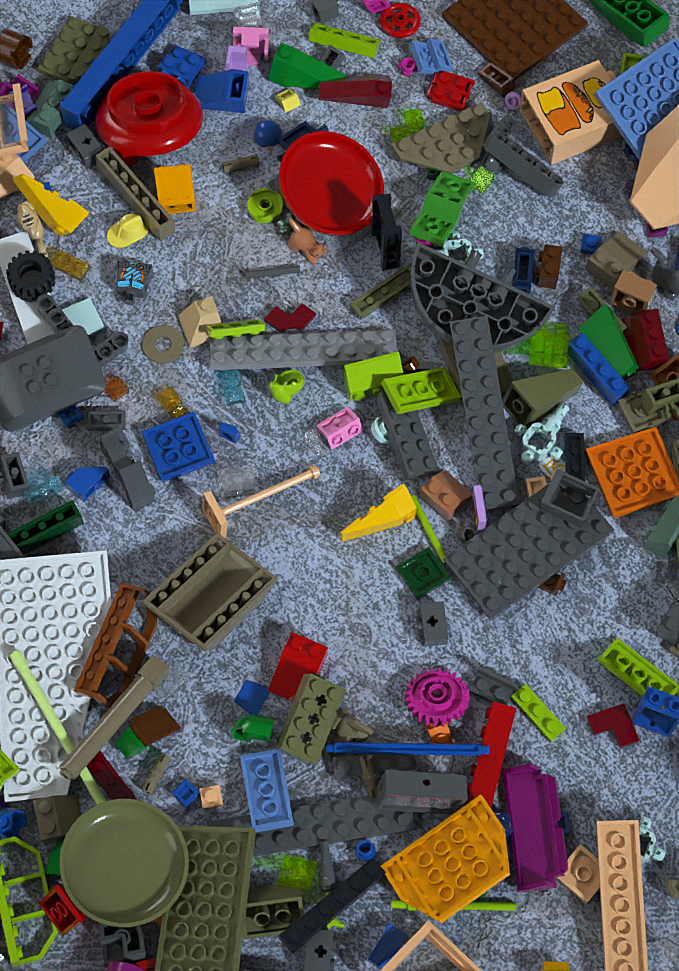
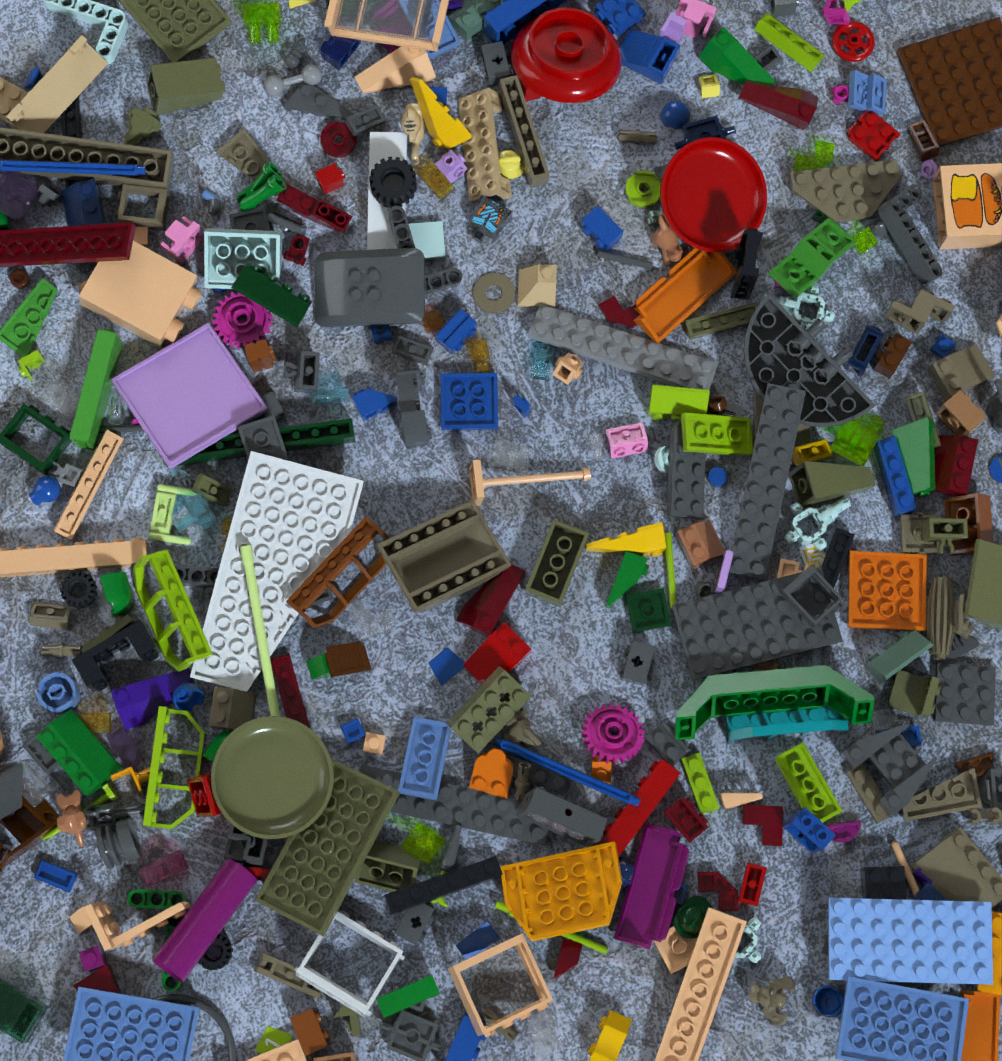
camera: 20 degrees right, 10 degrees up
(80, 245) = (451, 165): none -> lavender brick
(102, 222) = (481, 149): none -> tan bracket
(141, 389) = (456, 332): none -> blue brick
(148, 680) = (356, 615): dark tan brick -> none
(155, 773) = (333, 703): dark tan pin -> none
(175, 188) = (562, 143): light orange slope -> none
(235, 329) = (567, 305): lime plate -> none
(240, 252) = (601, 229): none -> blue brick
(253, 727) = (435, 696): green brick -> none
(259, 382) = (568, 368): none -> light nougat brick
(270, 623) = (487, 606): none -> dark red wedge
(286, 385) = (593, 380): lime hair -> none
(320, 561) = (556, 563): none -> olive brick
(337, 779) = (492, 773): none -> orange plate
(339, 276) = (675, 298): none -> orange slope
(362, 845) = (492, 841): blue plate -> none
(391, 546) = (629, 574): none -> green slope
(436, 429) = (717, 476): none -> blue tile
(481, 927) = (568, 957): none -> dark red slope
(516, 371) = (812, 452): none -> yellow brick
(540, 750) = (686, 819): none -> dark red bracket
(559, 215) = (922, 307): none -> dark tan bracket
(572, 600) = (773, 692): none -> green slope
(576, 714) = (731, 800): none -> light nougat slope
(583, 841) = (691, 916): none -> dark green piece
(584, 626) = (784, 722): none -> teal plate
(591, 800) = (715, 882): none -> dark red tile
(627, 787) = (752, 884): none -> red brick

